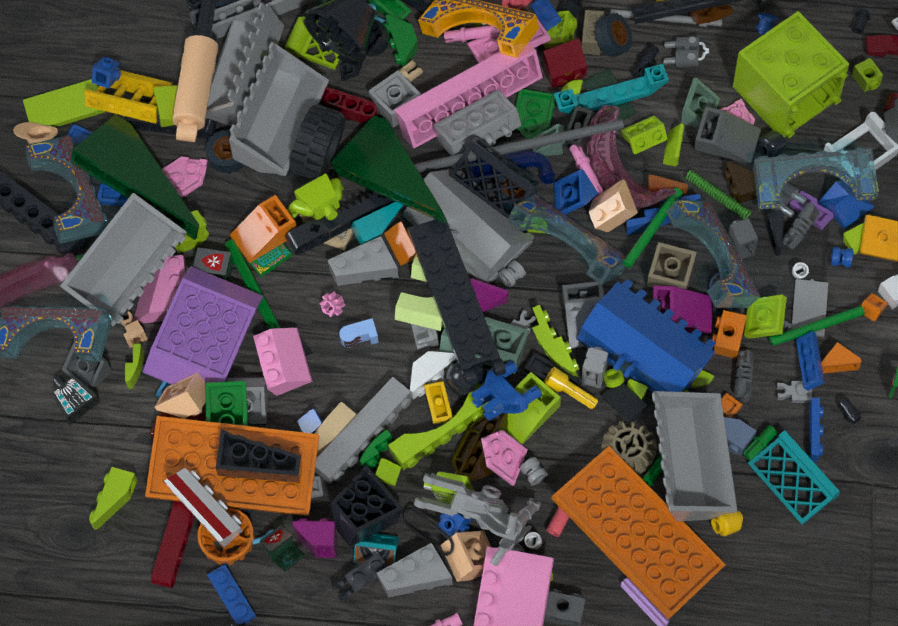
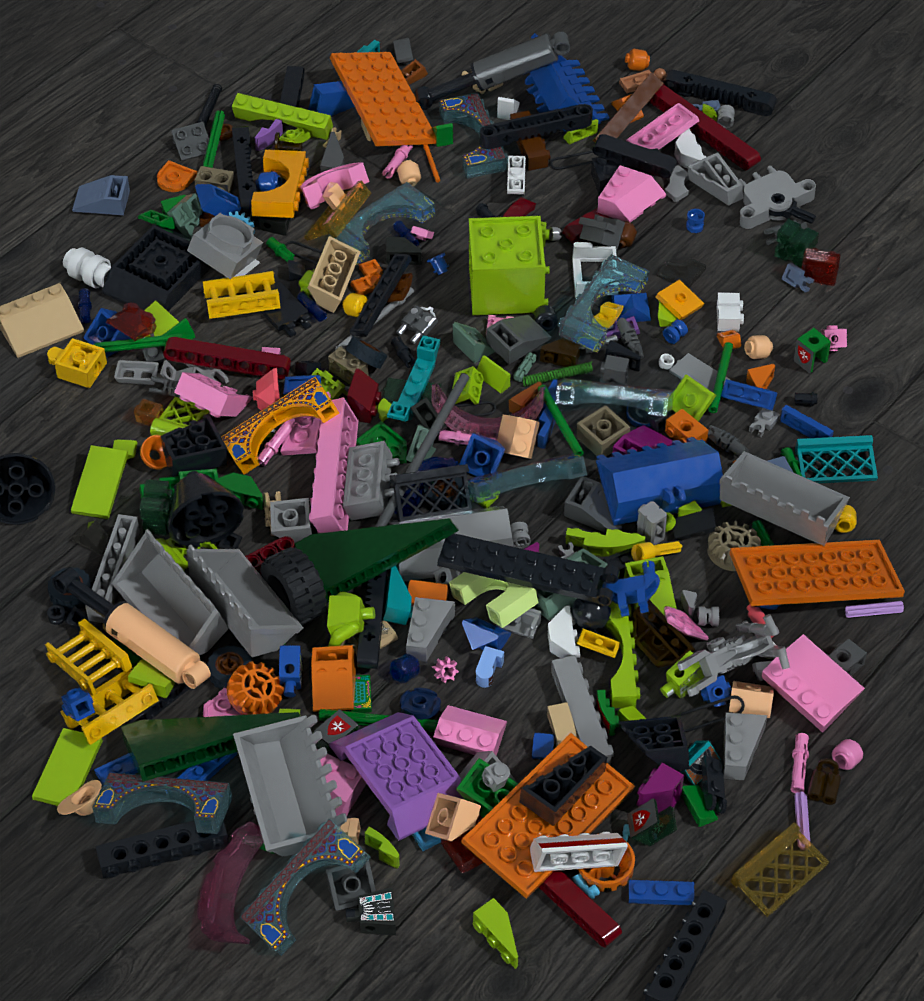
camera: 60 degrees left, 15 degrees down
(174, 59) = (97, 641): none -> yellow fence
(193, 539) = (591, 891): none -> medium azure arm
(207, 197) = (254, 697): none -> orange gear
(234, 404) = (496, 775): none -> light grey plate
(249, 194) = (290, 669): none -> blue torso
(285, 316) = (431, 704): none -> dark blue tile
(313, 274) = (404, 668): none -> clear blue head
(334, 570) = (695, 802): none -> green slope
(382, 309) = (482, 634): none -> blue slope
(536, 449) = (688, 602): none -> light grey slope
(705, 163) = (524, 367): none -> sand green axle
(808, 192) = (608, 314): none -> yellow slope
(878, 336) = (758, 347): none -> light nougat head
(882, 90) = (555, 234): none -> light grey hinge

